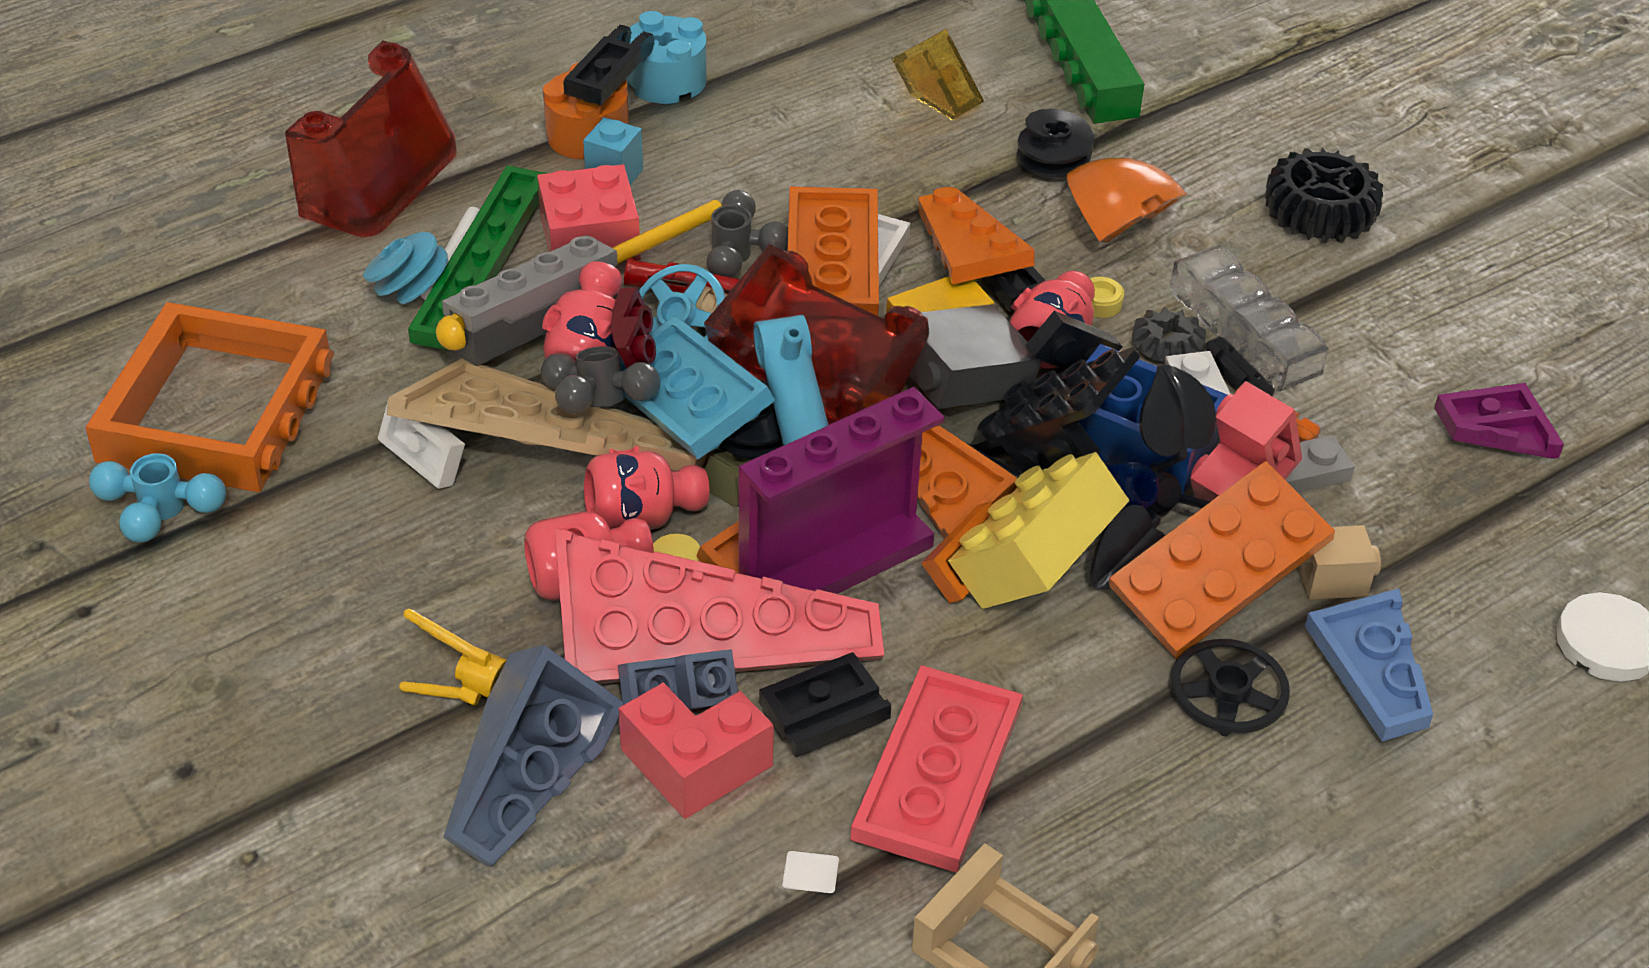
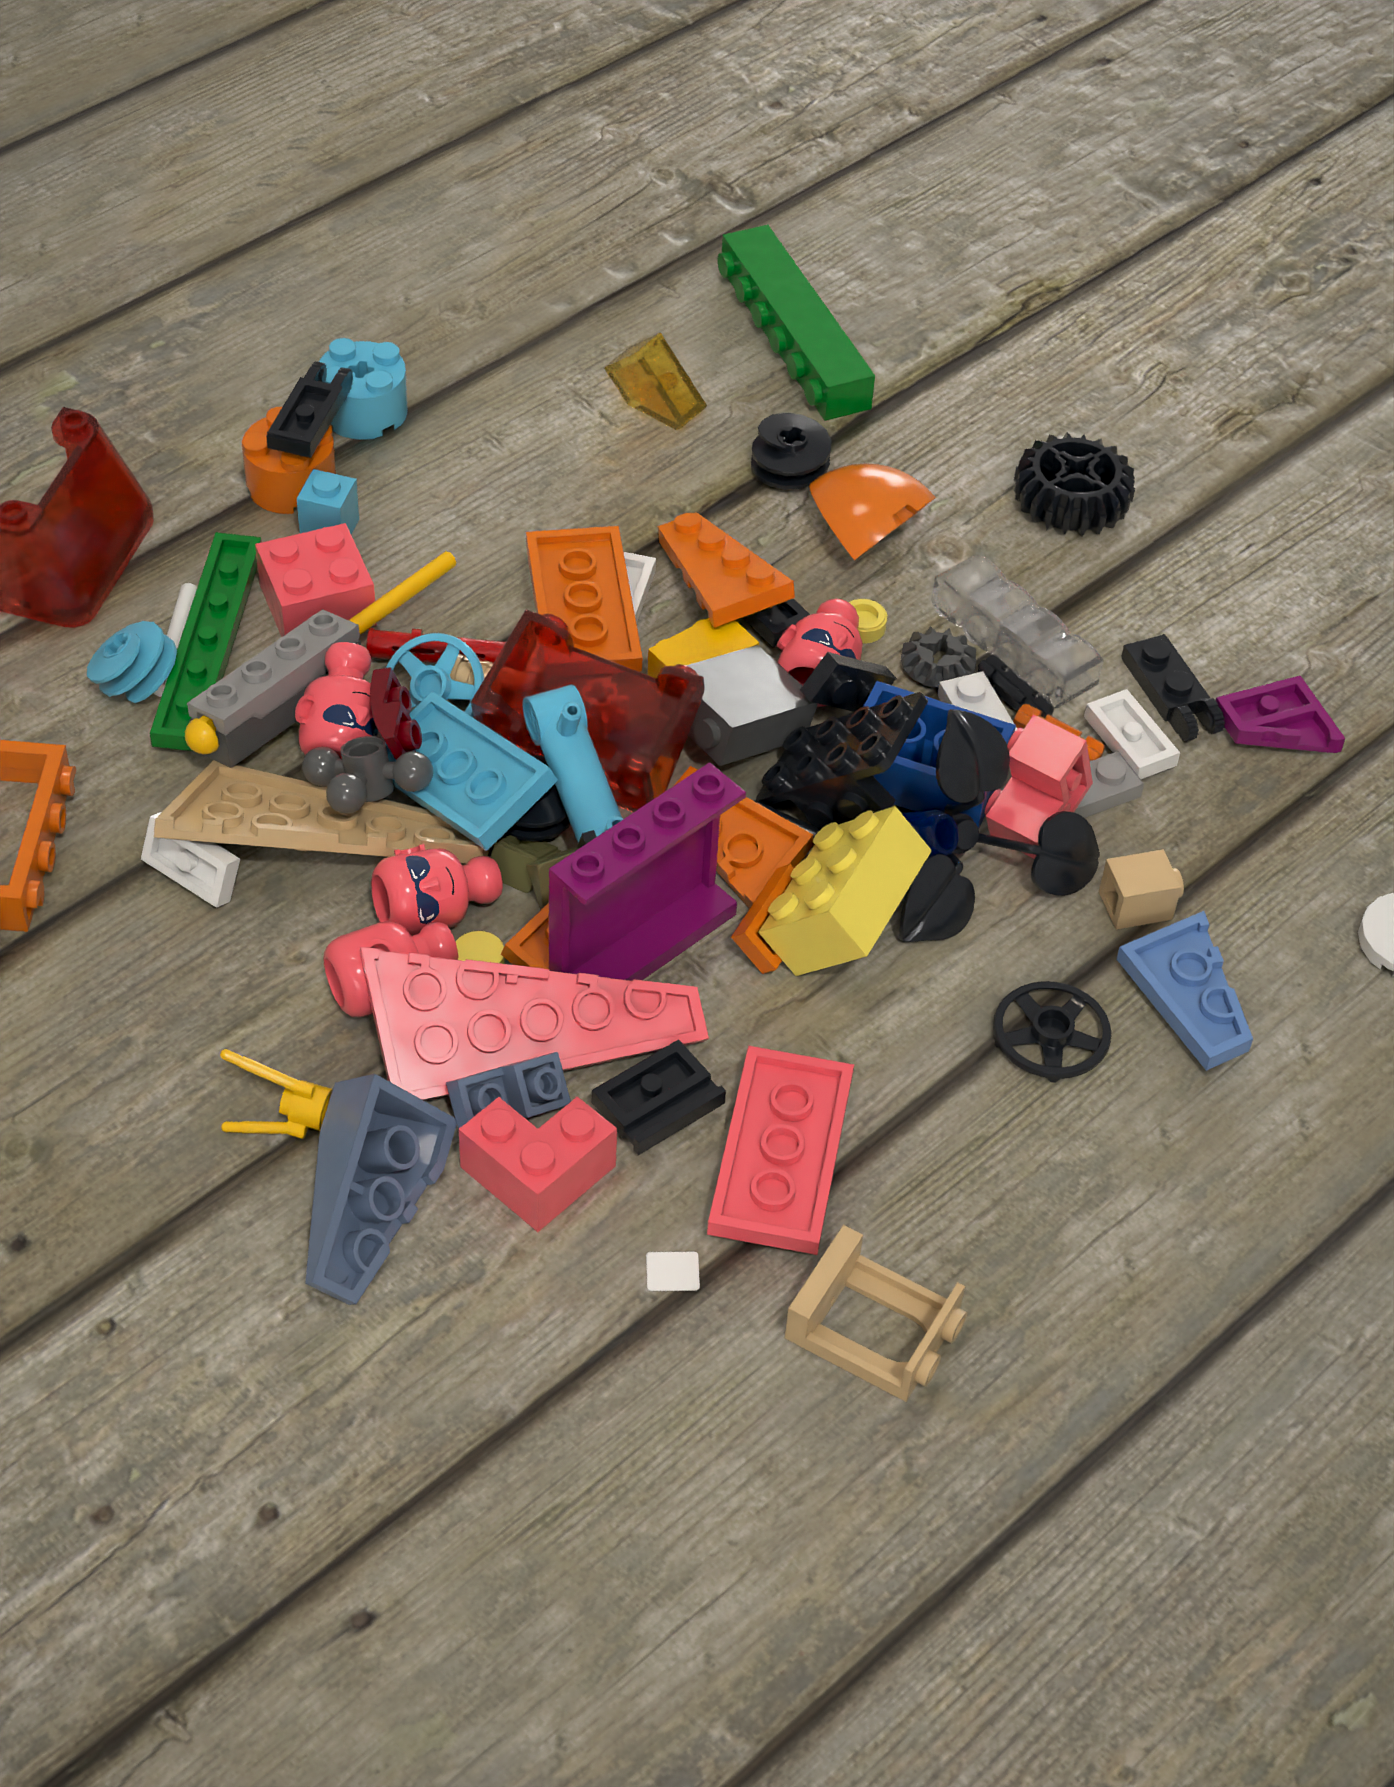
camera: 10 degrees left, 5 degrees up
(734, 236) = (473, 591): dark grey piece -> none
(1221, 559) = (1028, 900): orange plate -> none
(1350, 420) = (1132, 733): none -> white plate
(1396, 383) = (1172, 687): none -> black hinge

